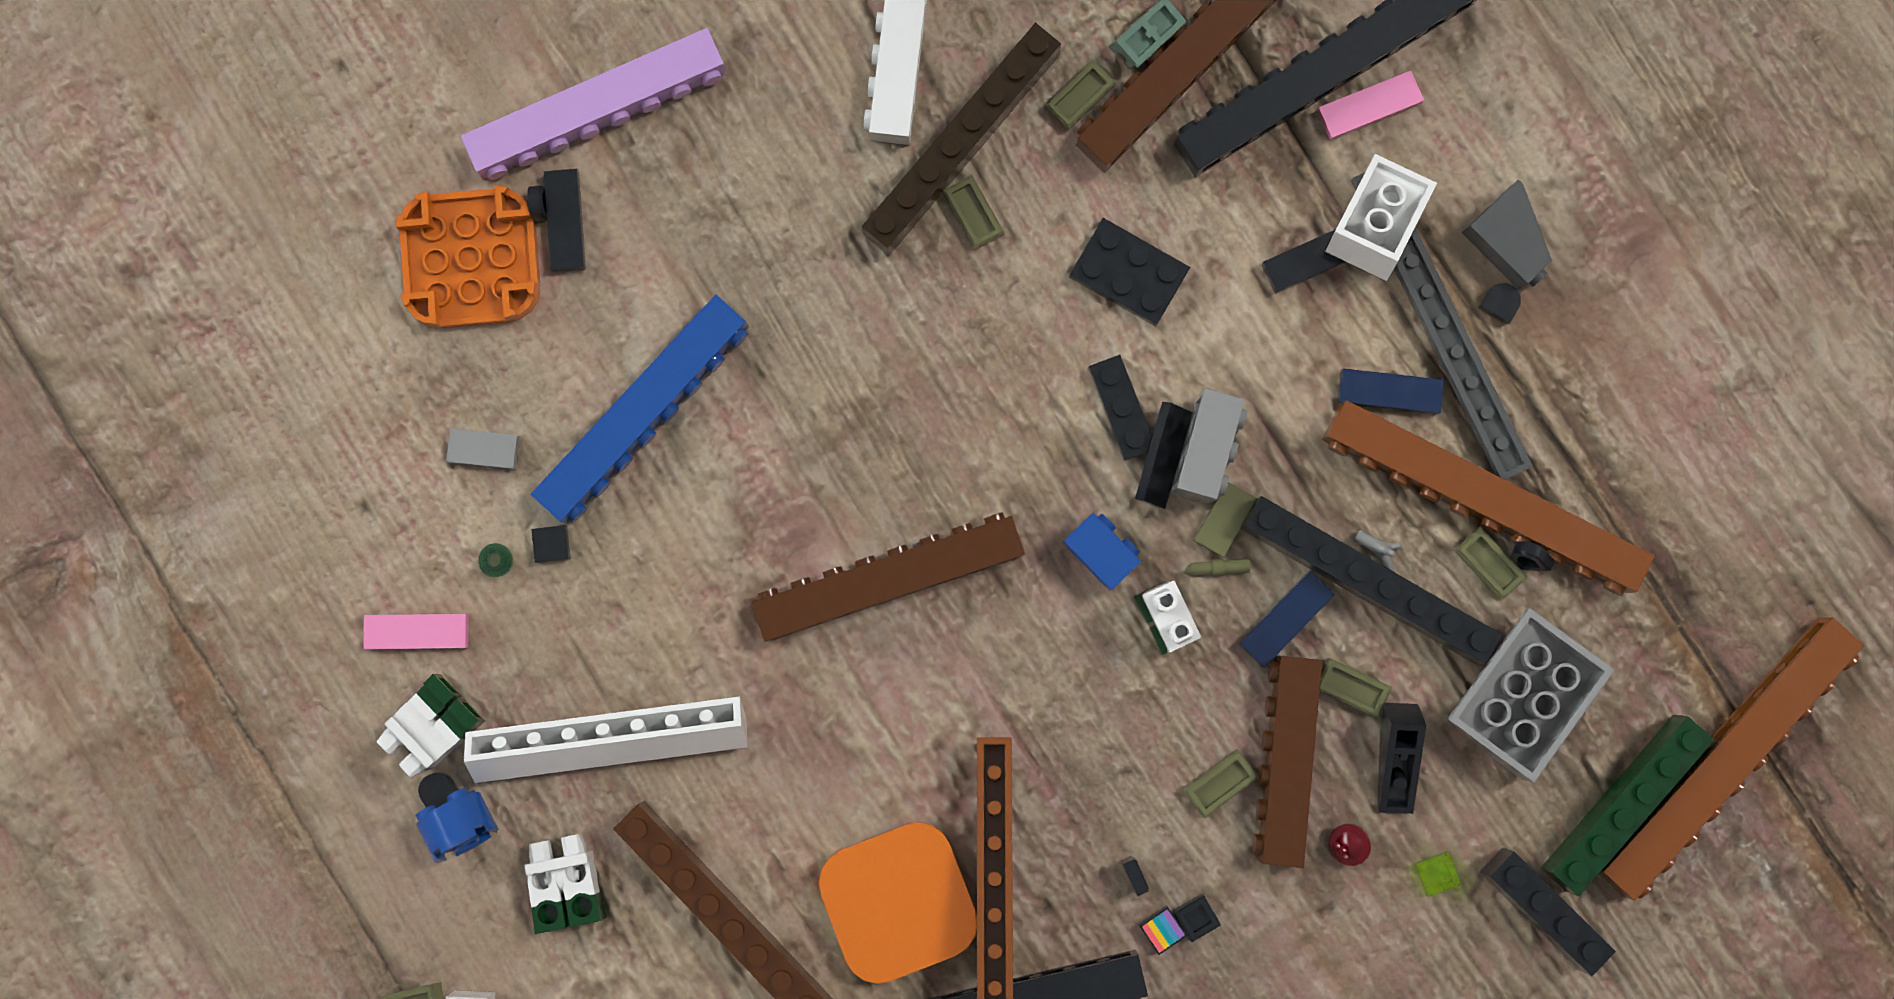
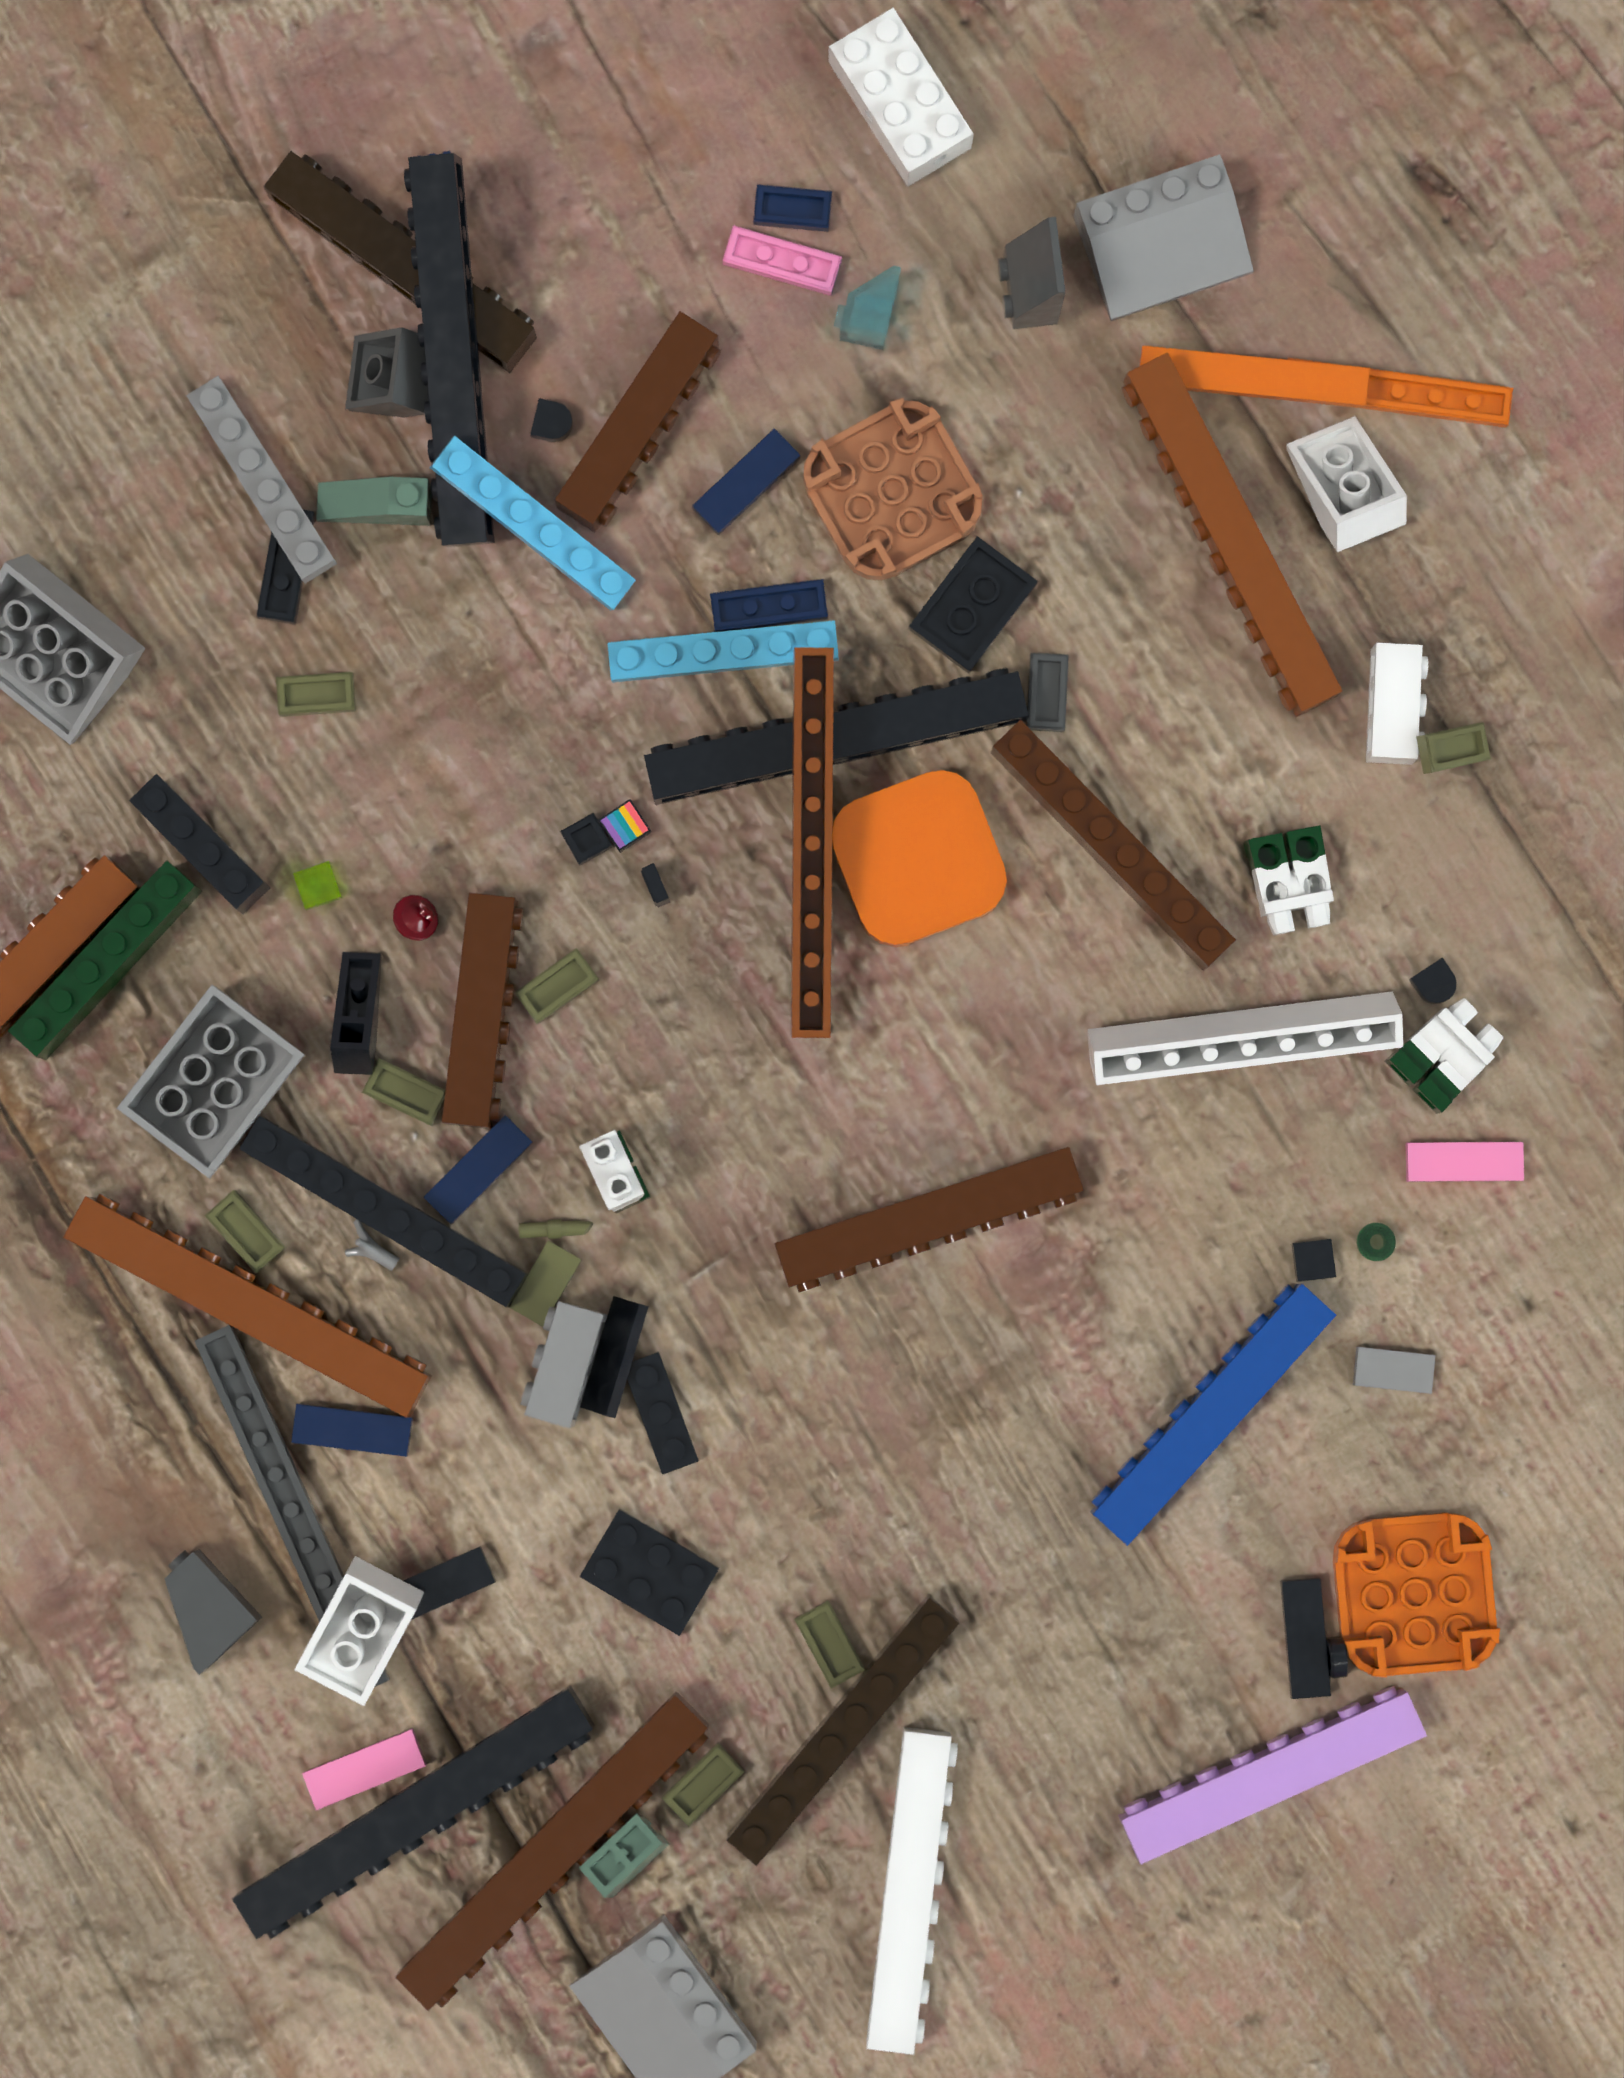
camera: 175 degrees right, 0 degrees up
(456, 825) = (1410, 945): blue brick -> none
(1102, 550) = (686, 1247): blue brick -> none
(1501, 302) = (220, 1533): black tile -> none
(1531, 557) = (200, 1236): black tile -> none

